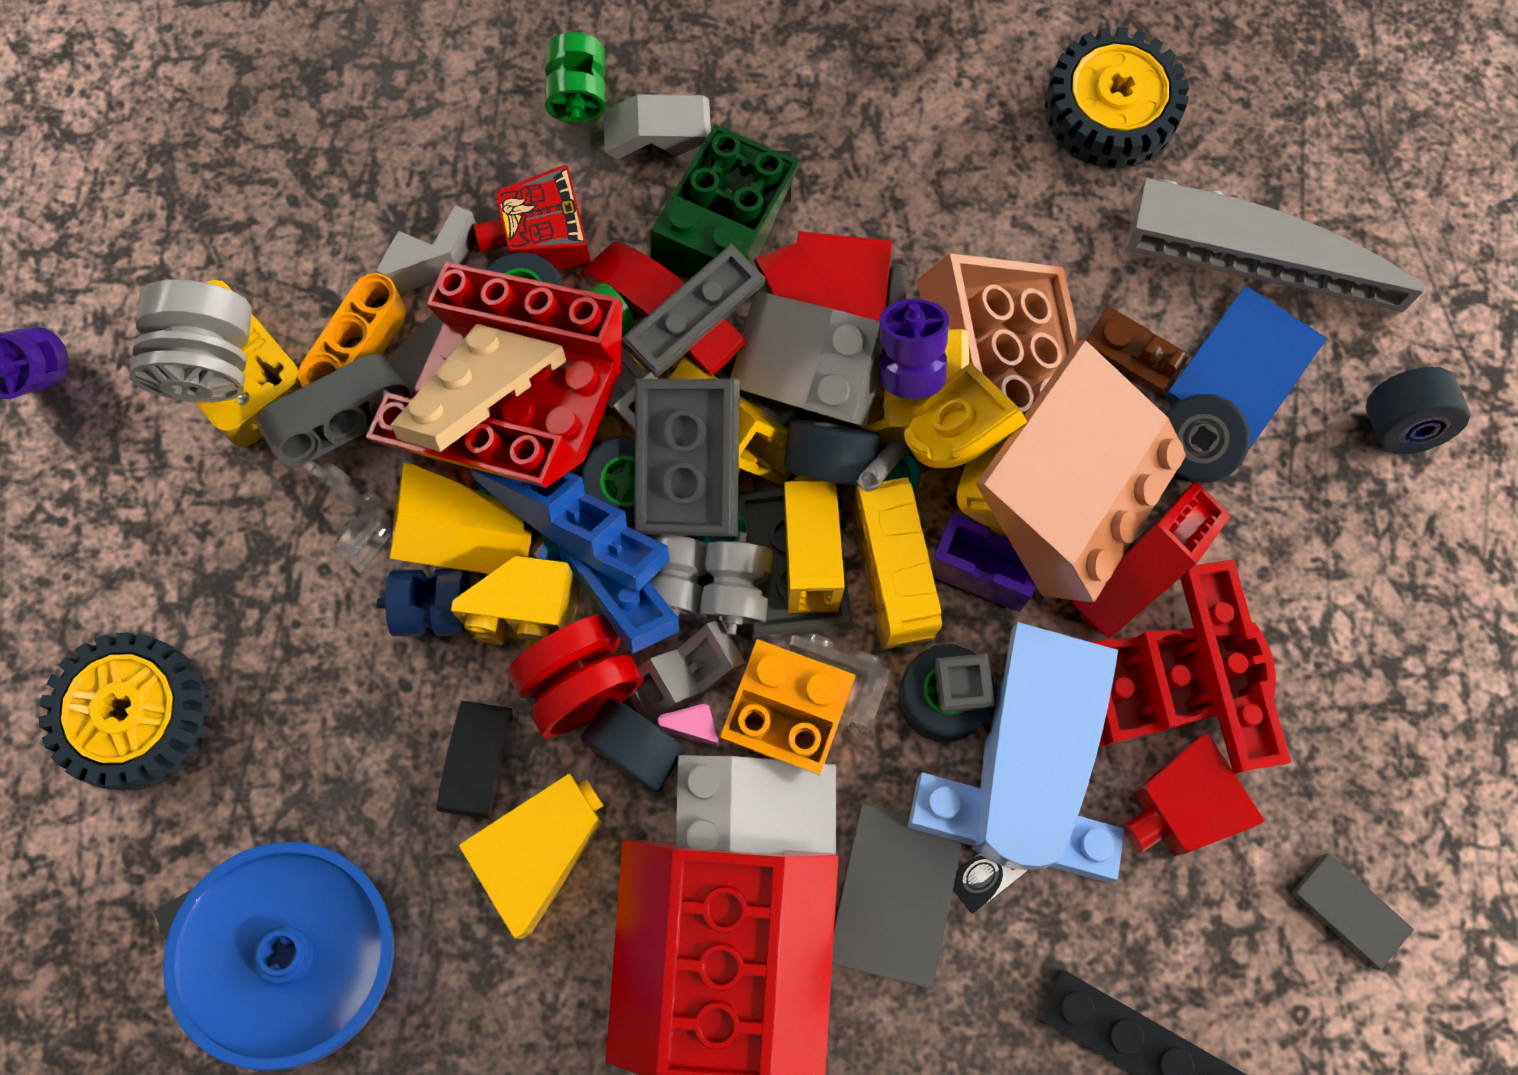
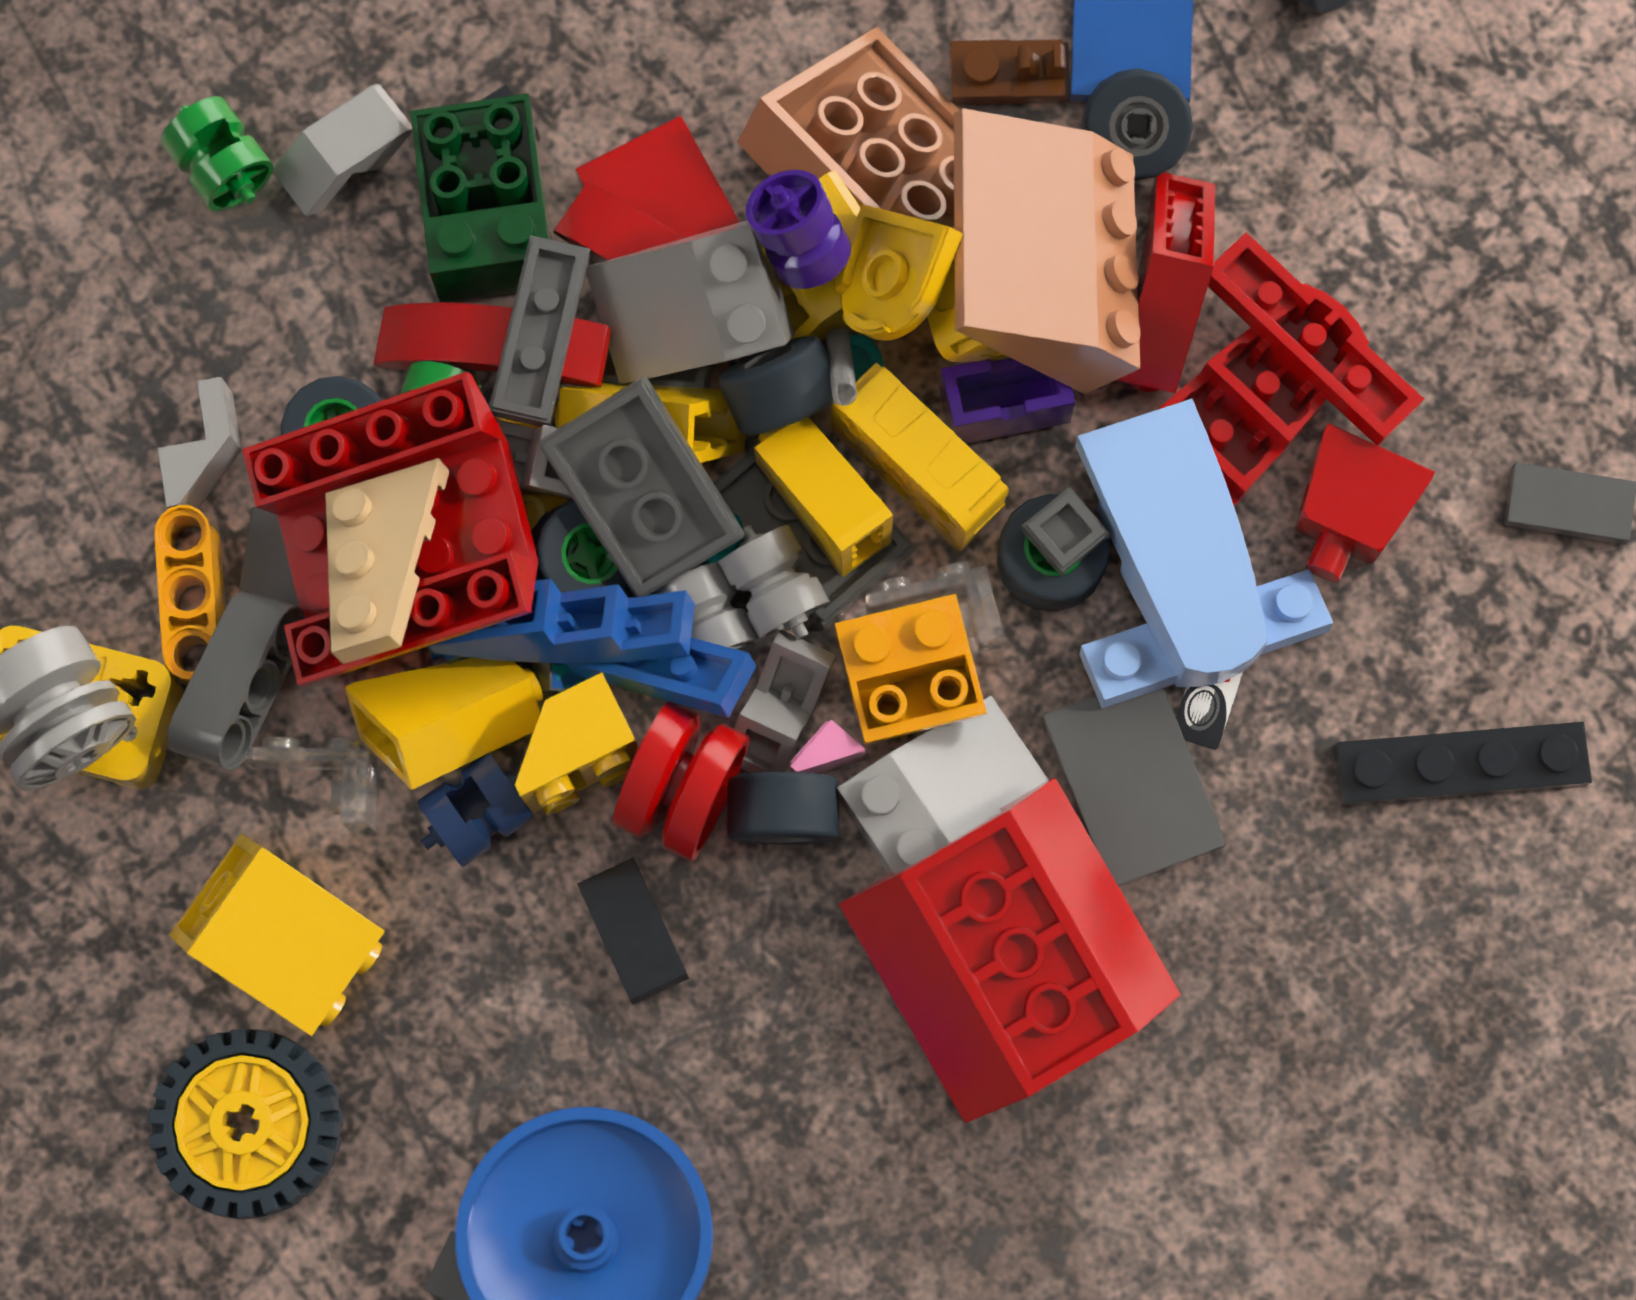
camera: 30 degrees left, 5 degrees up
(237, 600) = (278, 936): none -> yellow slope
(534, 850) = (756, 974): yellow slope -> none
(539, 219) = (295, 338): red torso -> none
(897, 283) = (721, 165): light grey piece -> none

